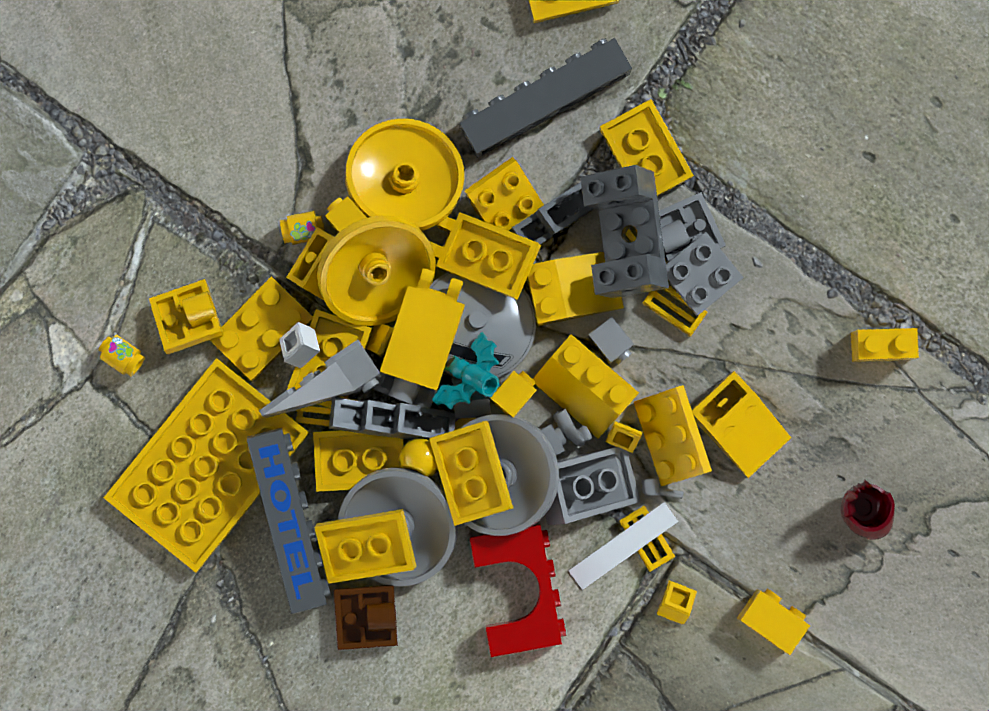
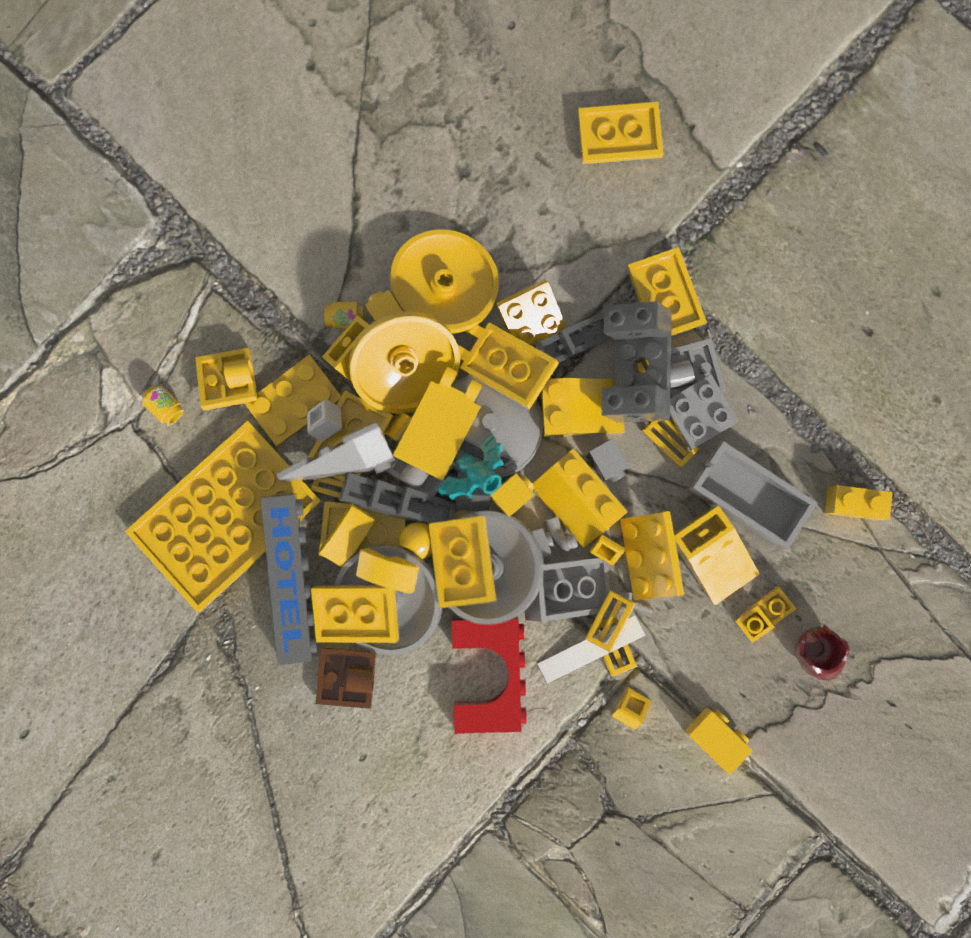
camera: 10 degrees right, 0 degrees up
(344, 464) = (347, 536): none -> yellow slope
(393, 496) = (387, 572): none -> yellow slope
(545, 97) = (582, 231): dark grey brick -> none
(649, 516) = (599, 642): none -> yellow tile
(770, 355) = (752, 496): none -> light grey piece
(804, 479) = (765, 614): none -> yellow slope

